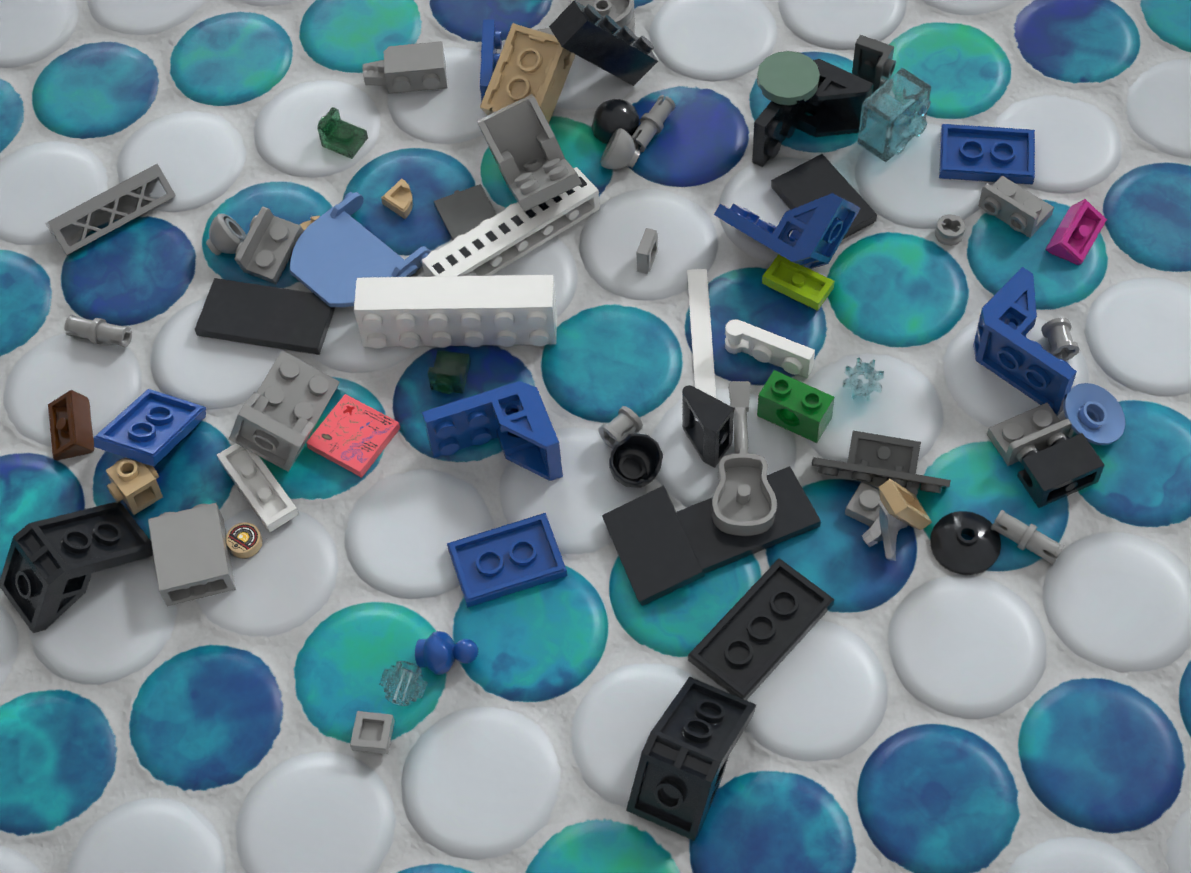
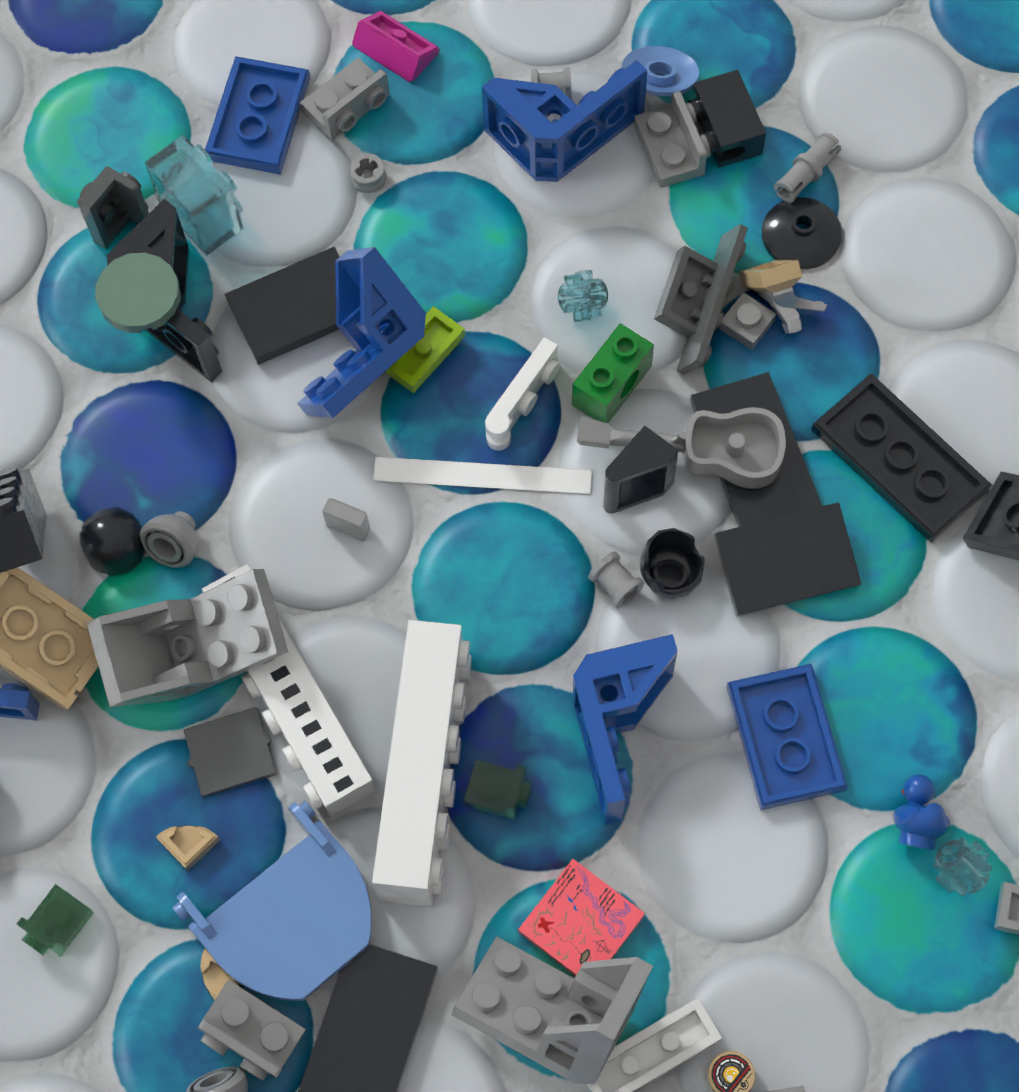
camera: 85 degrees left, 10 degrees up
(652, 122) = (127, 491): light grey pin -> none

